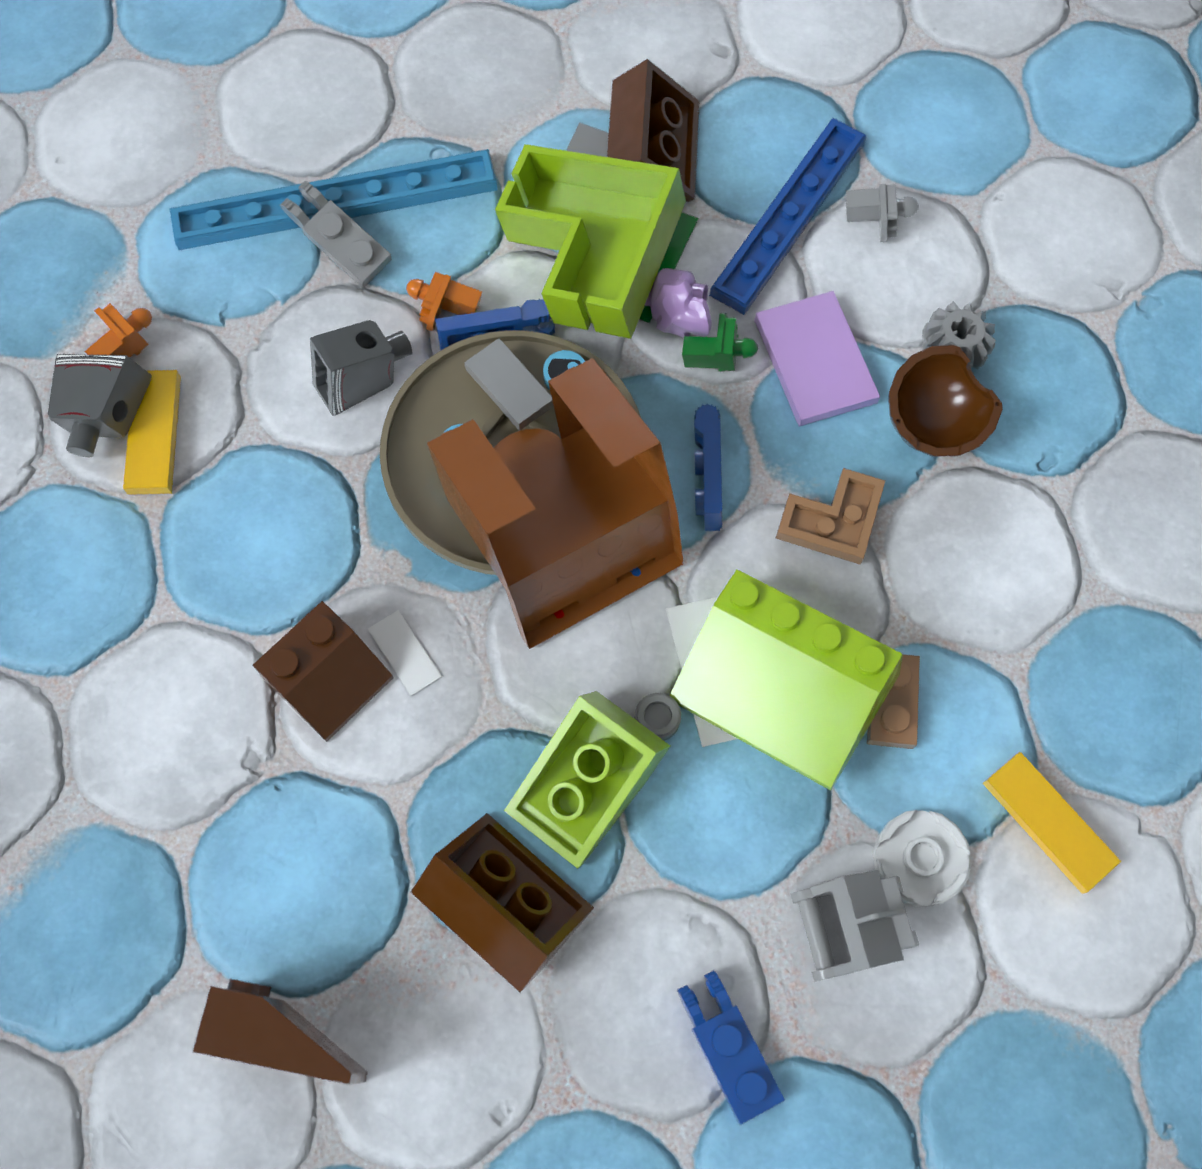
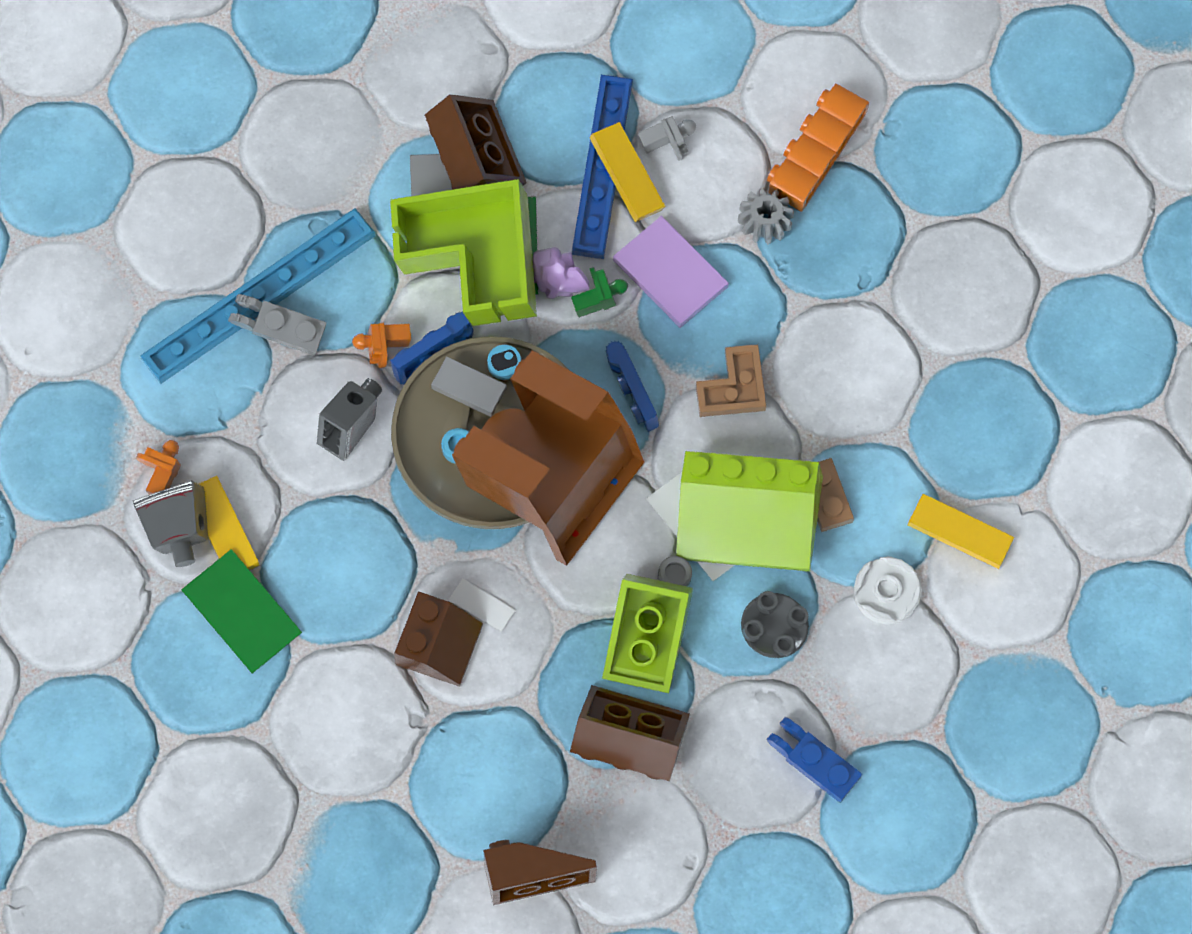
camera: 25 degrees left, 0 degrees up
(117, 537) = (241, 611): none -> green sticker
(755, 840) = (774, 625): none -> dark grey dish
(815, 227) = (627, 172): none -> yellow tile
(871, 921) = (869, 641): light grey piece -> none
(941, 404) = (774, 273): reddish brown cylinder -> none
(1056, 285) = (818, 147): none -> orange brick

